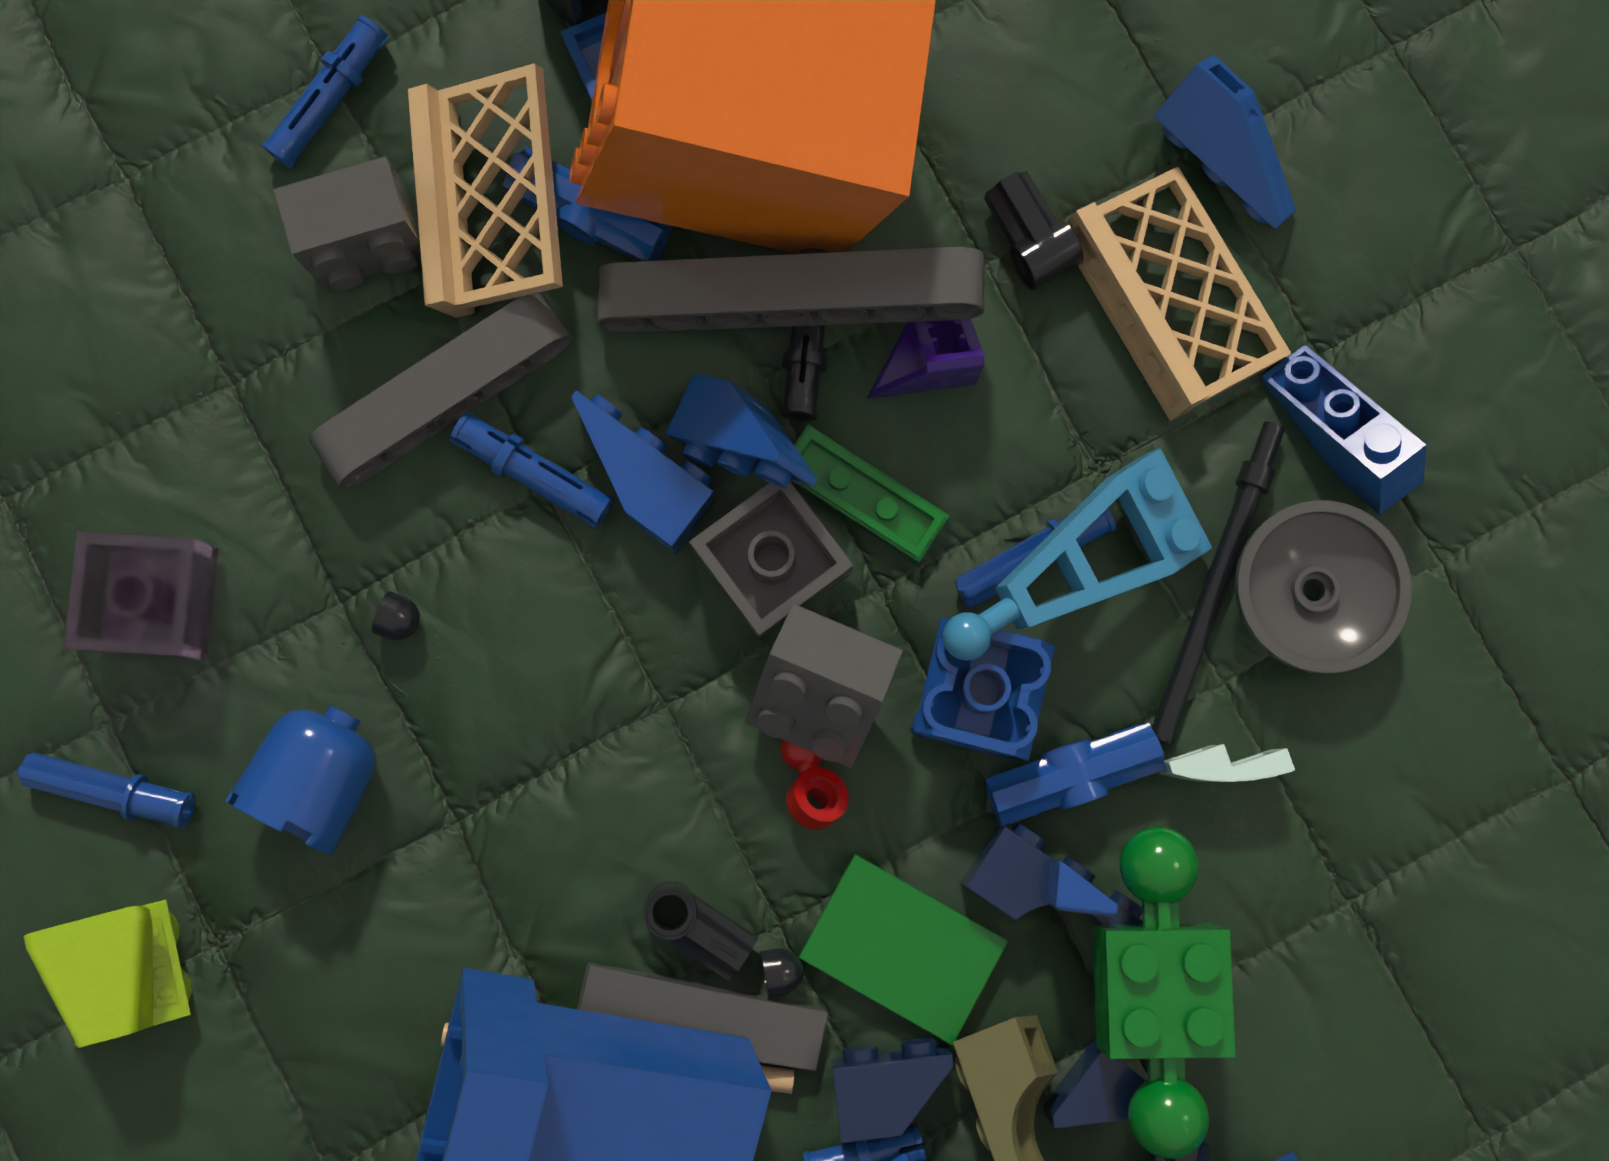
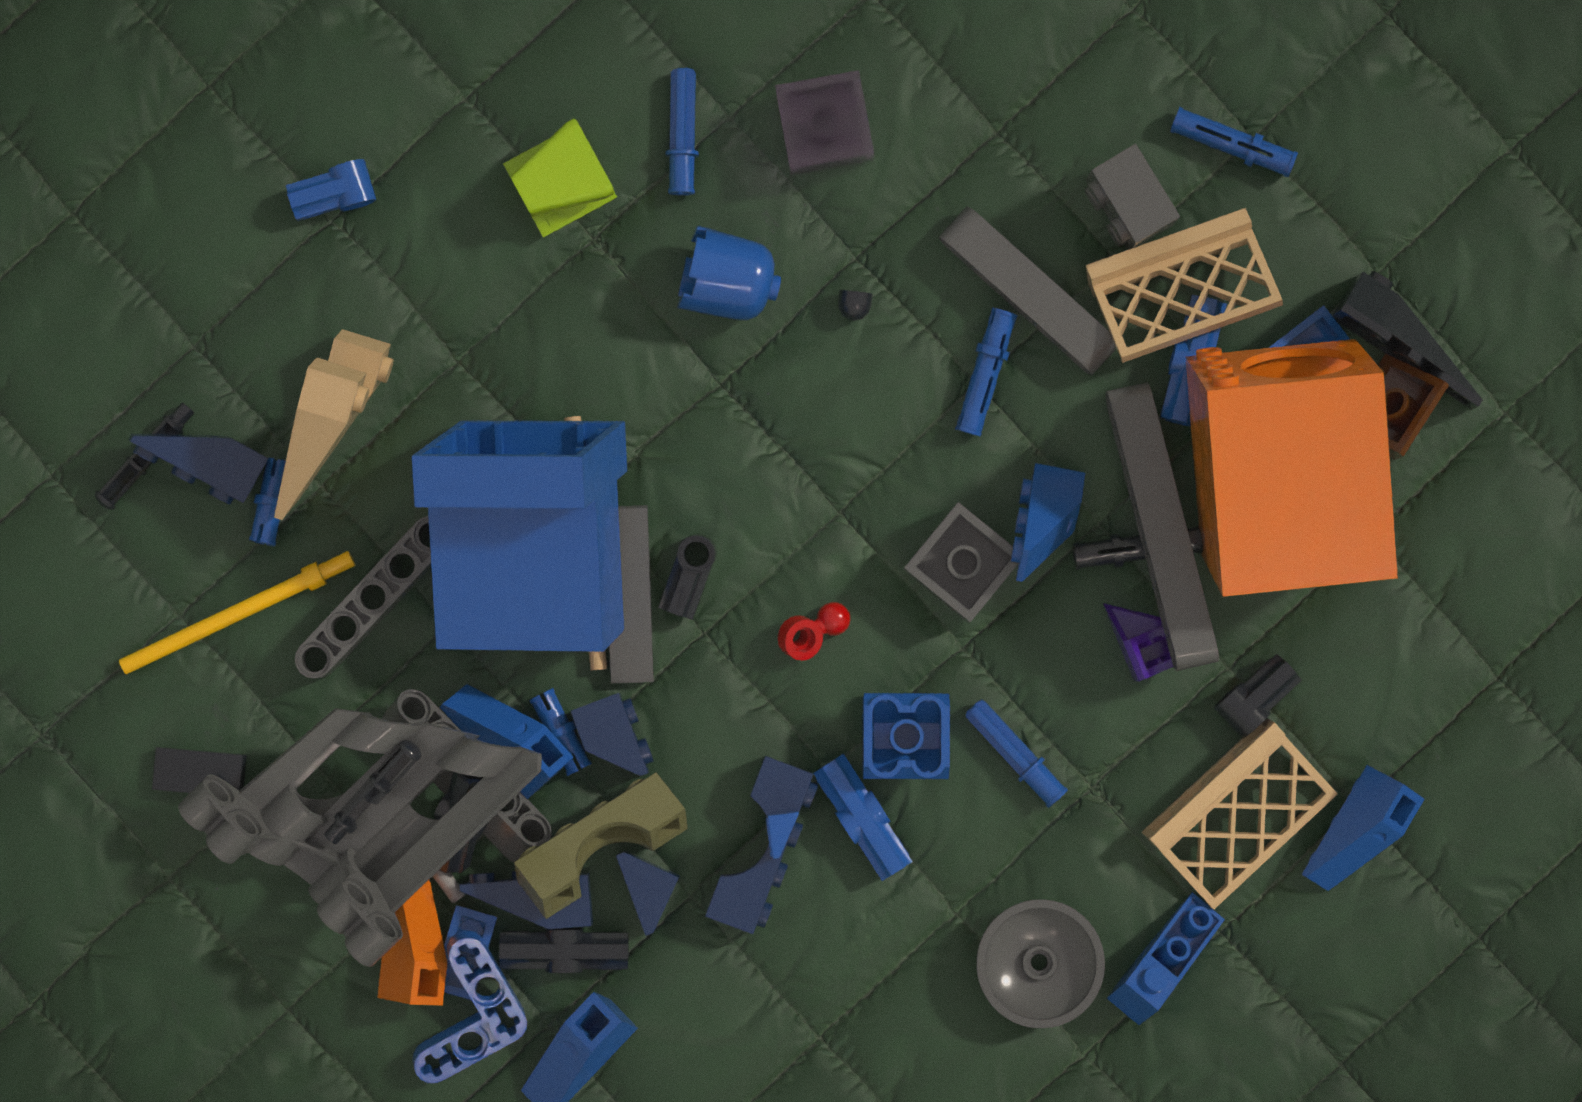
camera: 80 degrees right, 5 degrees up
(652, 488) = (993, 462): blue slope -> none
(781, 971) = (673, 642): black hinge -> none
(822, 686) = (879, 621): dark grey brick -> none
(869, 496) = (1029, 621): green tile -> none
(903, 949) = (709, 724): green tile -> none
(1161, 521) = (1064, 836): dark azure plate -> none
(1163, 992) = (729, 904): green brick -> none
(1214, 765) = (892, 913): light aqua slope -> none
(1253, 479) = (1111, 902): black bar -> none

